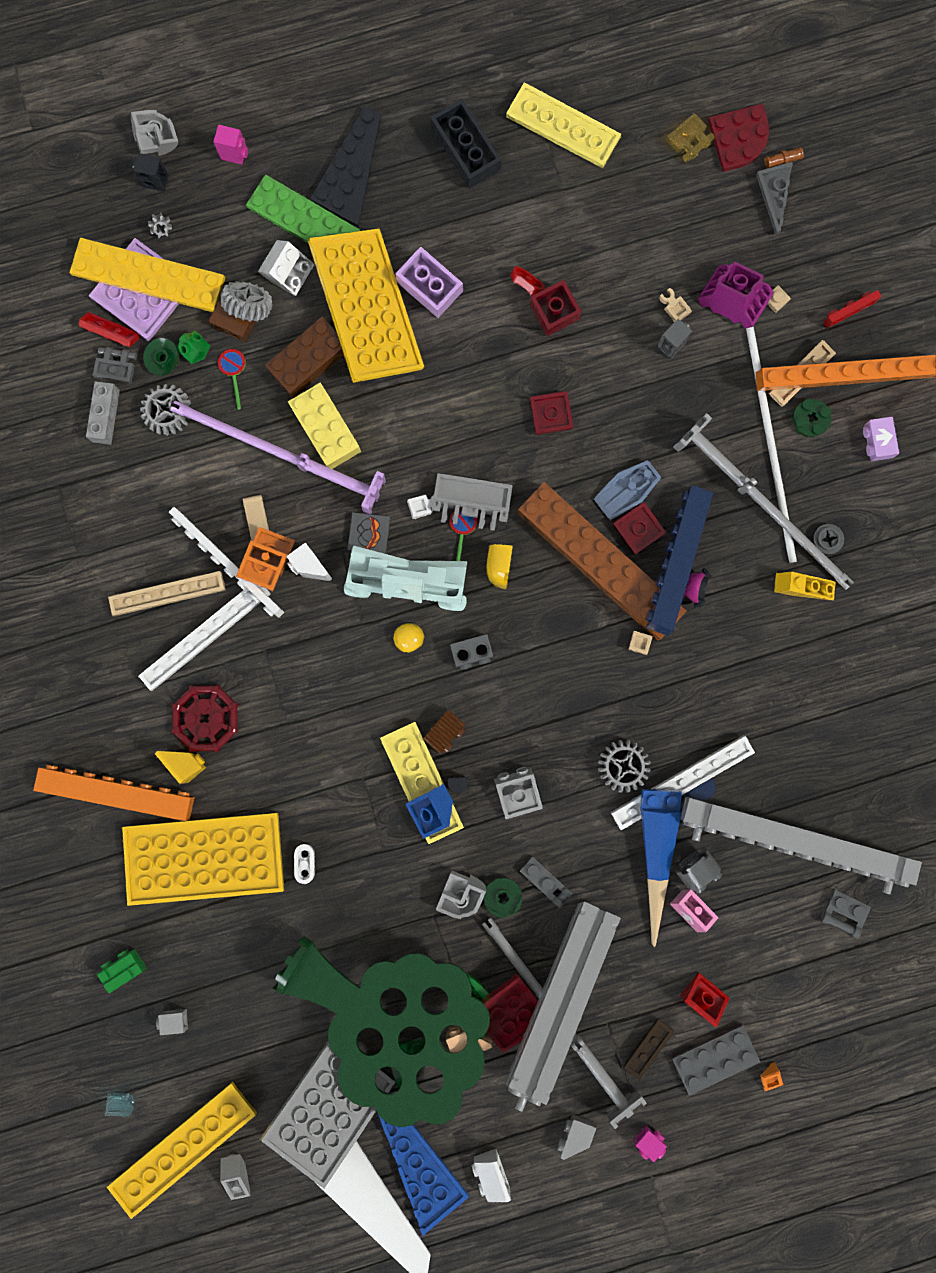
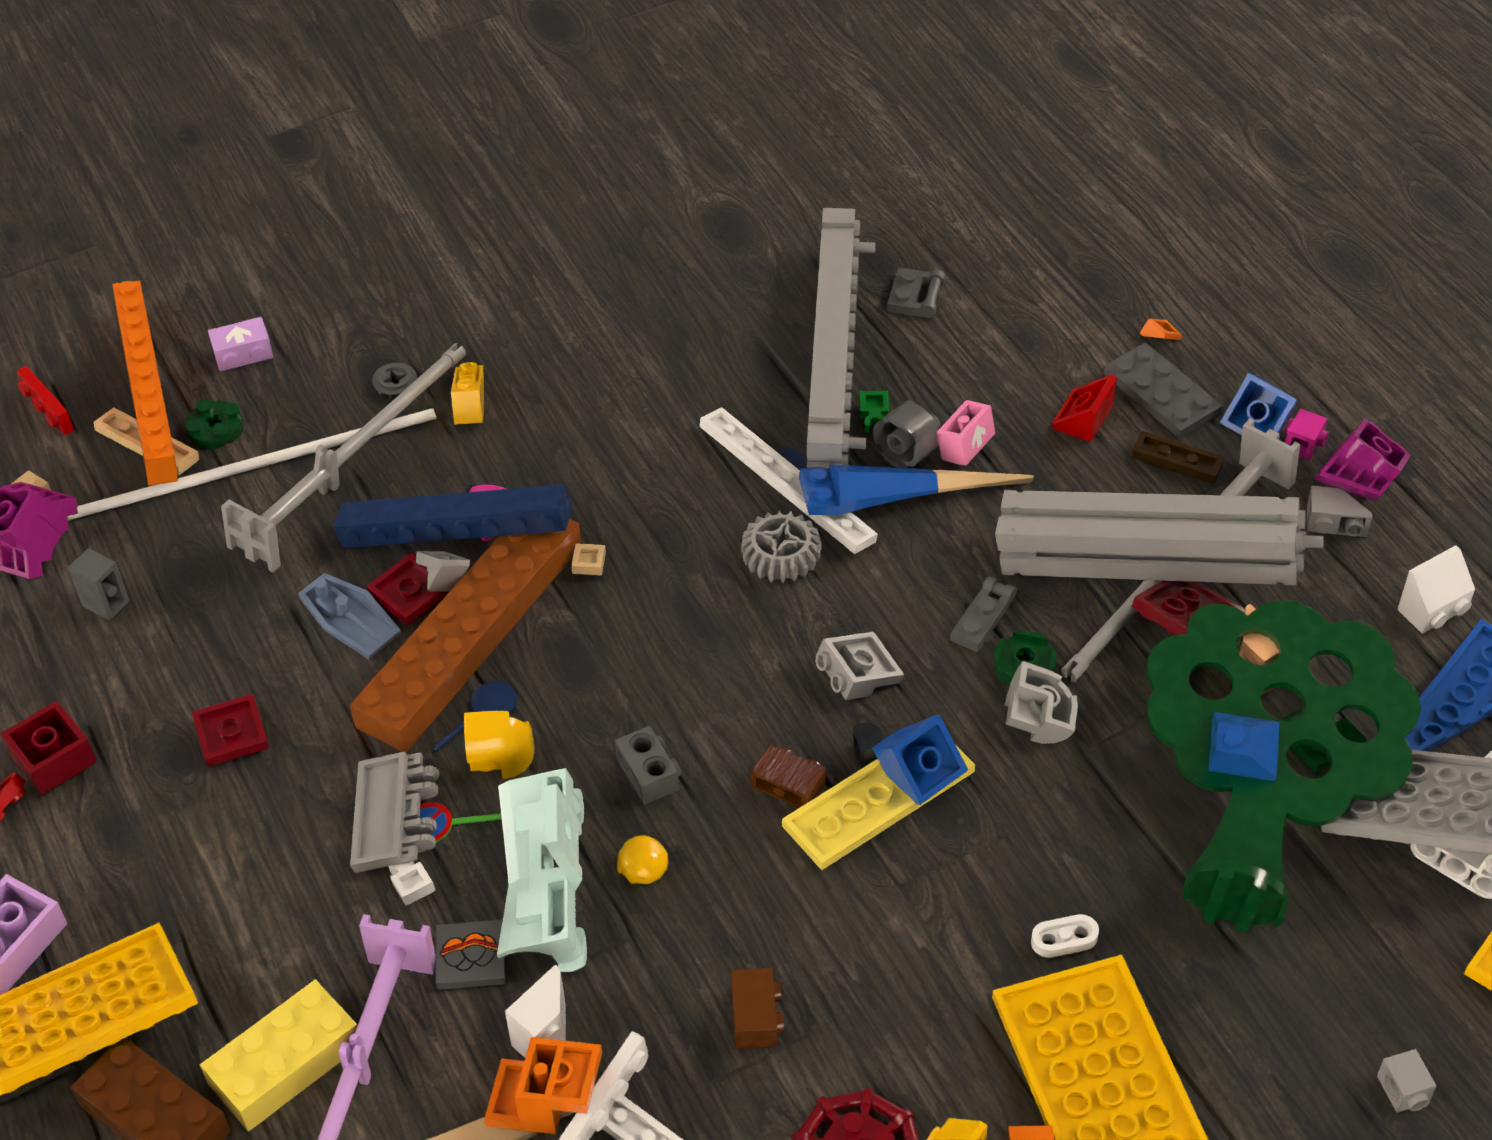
camera: 105 degrees left, 35 degrees down
(296, 681) = (754, 1008): none -> reddish brown brick
(383, 1004) = (1244, 746): none -> blue slope
(543, 568) = (487, 697): none -> dark blue piece
(605, 1170) = (1364, 462): none -> magenta slope
(644, 548) = (443, 569): none -> light grey slope
(676, 1120) = (1260, 402): none -> blue slope
(677, 307) = (43, 600): tan plate -> none
(735, 855) = (873, 407): none -> green plate

